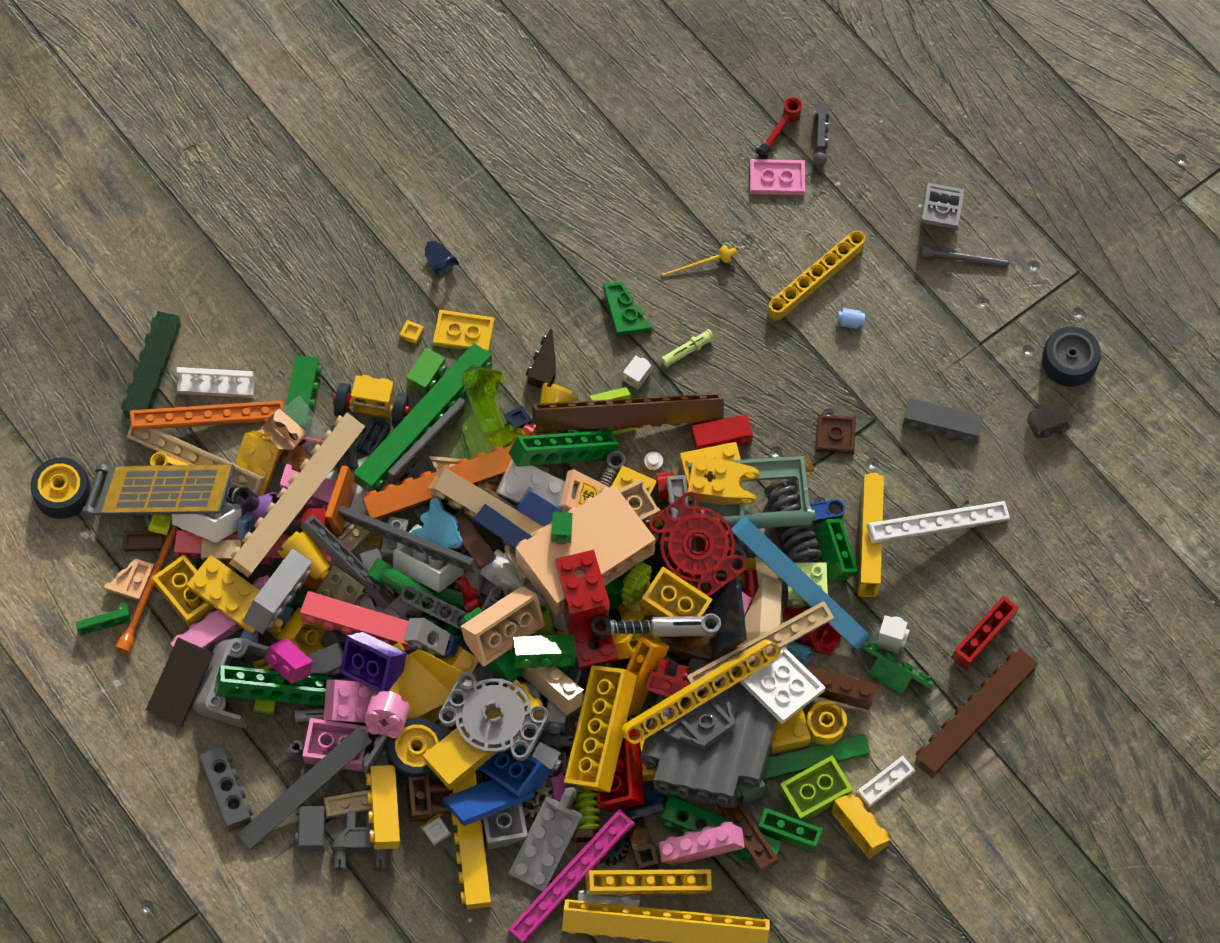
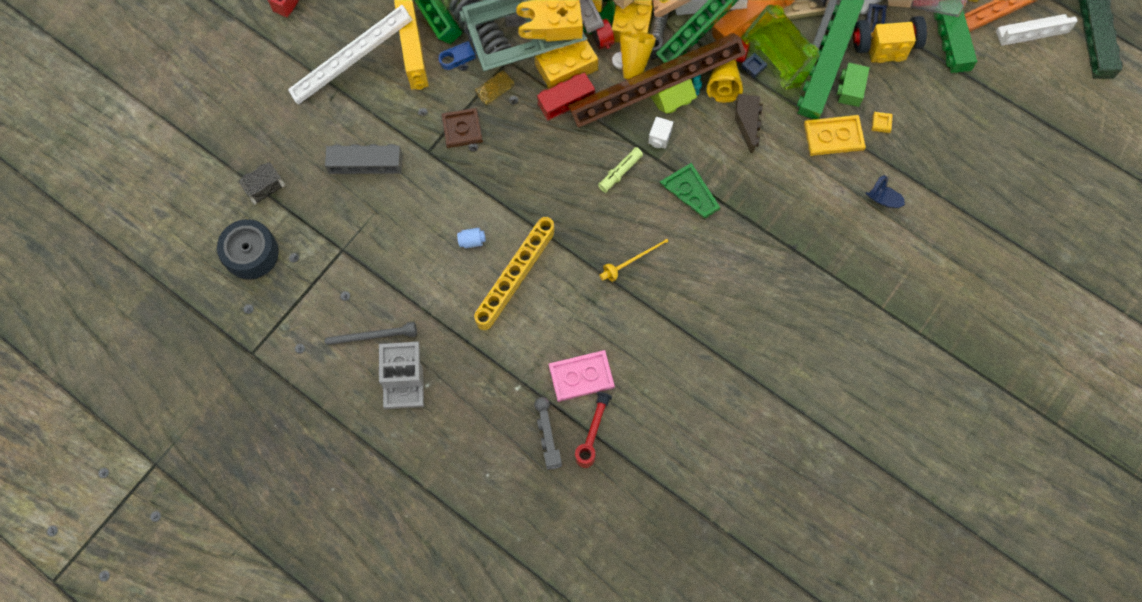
camera: 170 degrees right, 5 degrees up
(637, 450) = (635, 52): none -> yellow cone

